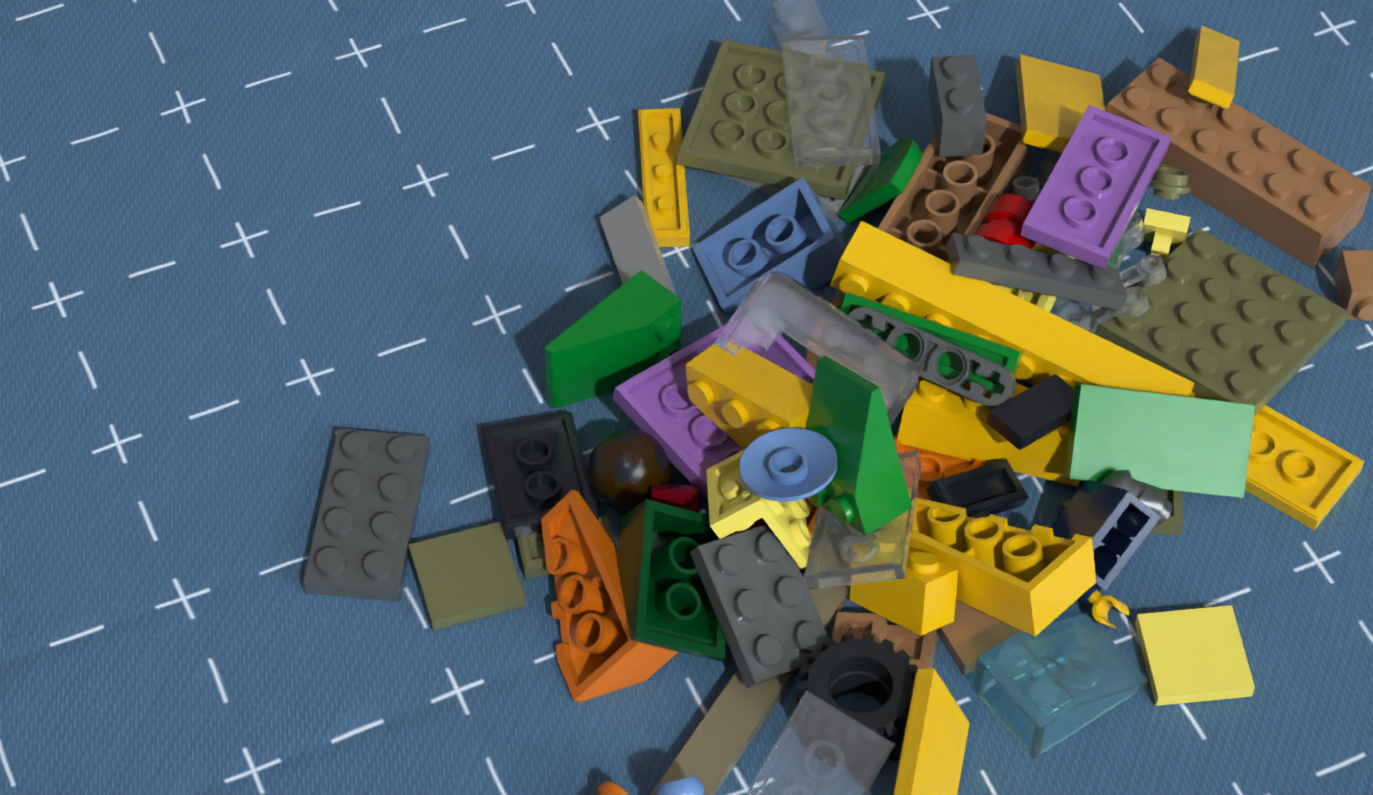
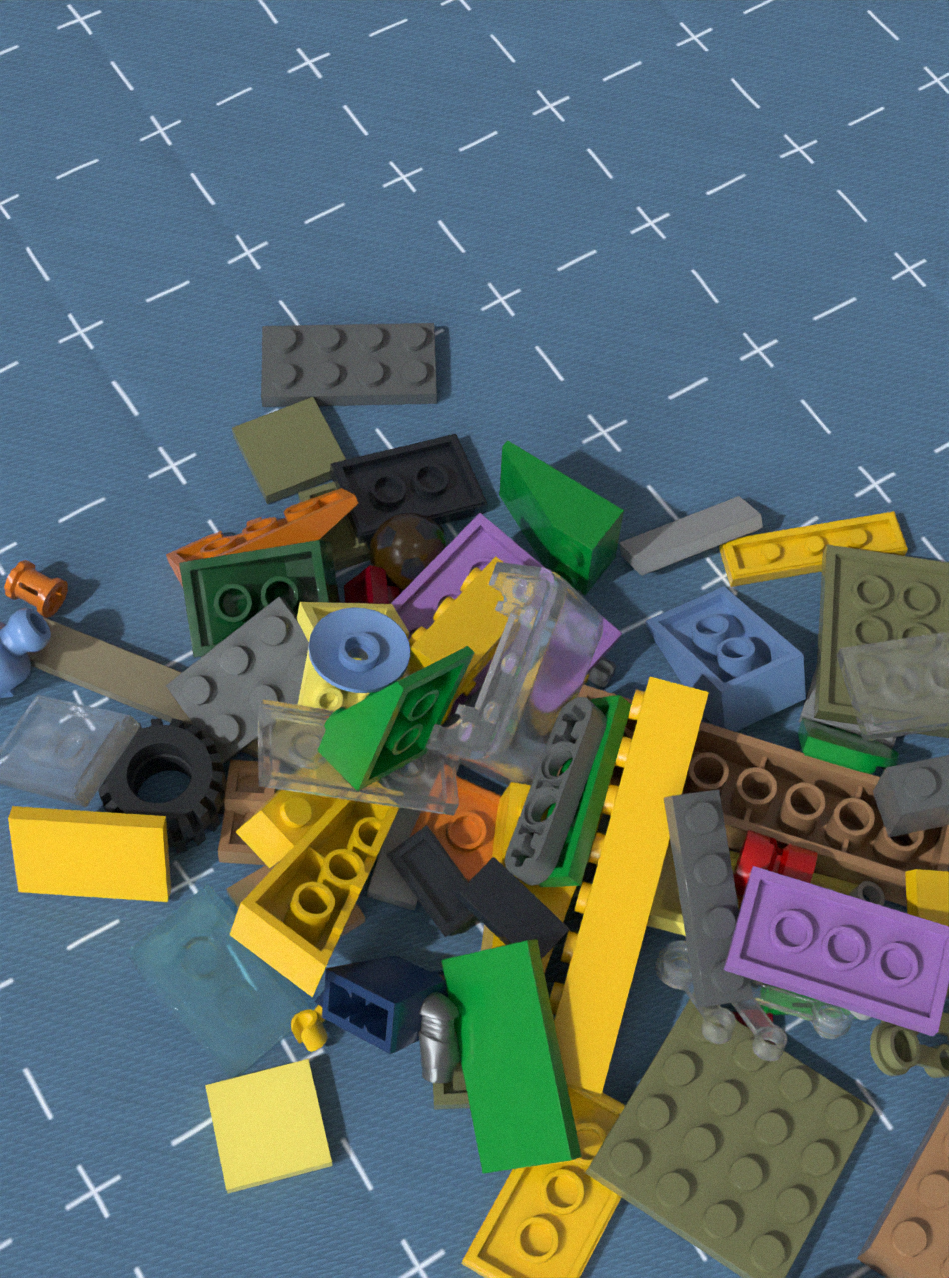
camera: 80 degrees right, 10 degrees up
(1164, 231) = (851, 1066): light yellow tile -> none

